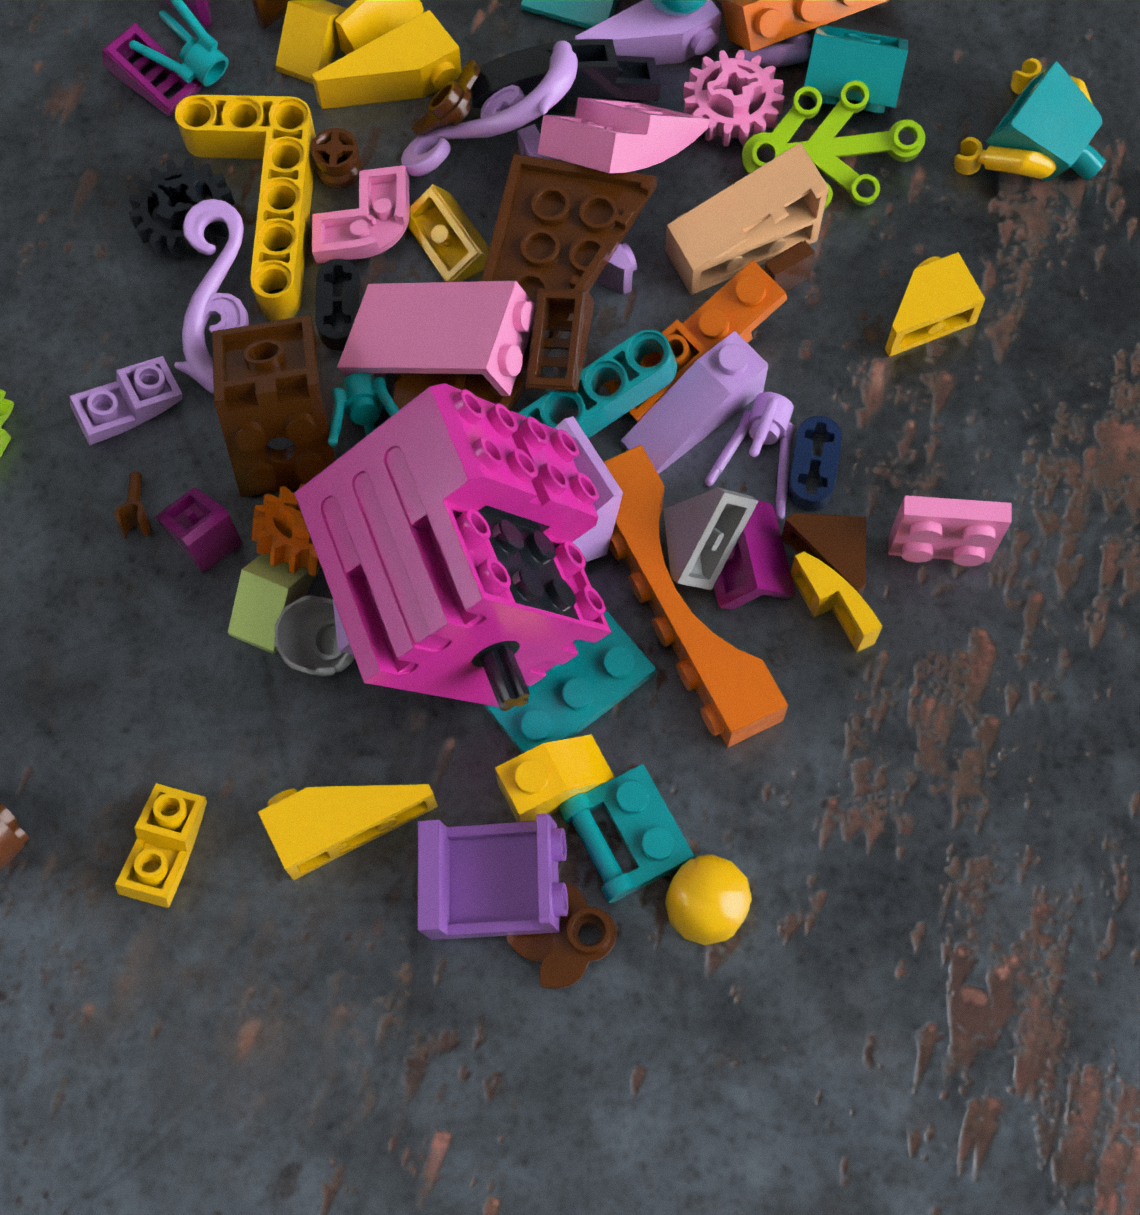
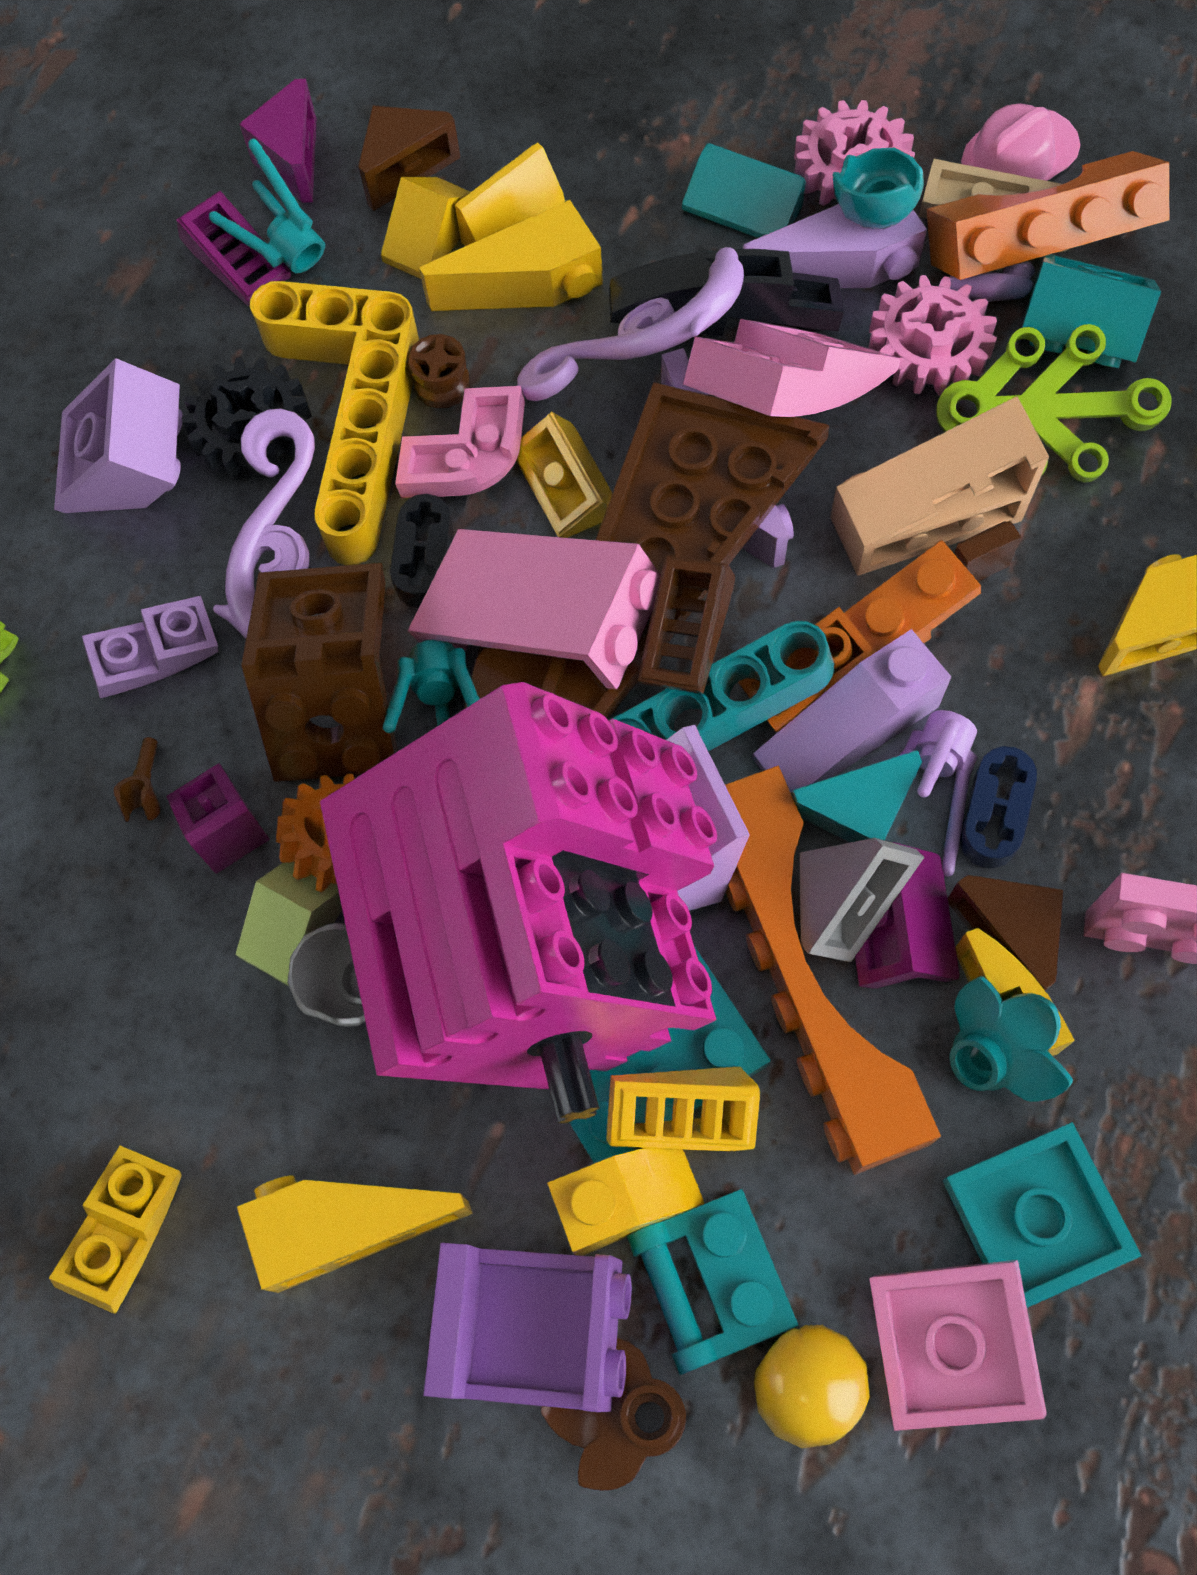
camera: 10 degrees right, 0 degrees up
(77, 237) = (119, 442): none -> lavender slope
(450, 102) = (583, 313): reddish brown plate -> none
(625, 700) = (726, 1118): none -> yellow slope
(704, 464) = (861, 801): none -> teal slope
(812, 853) = (957, 1346): none -> bright pink plate
(836, 629) = (1007, 1043): none -> teal plate
(868, 760) = (1045, 1211): none -> teal plate

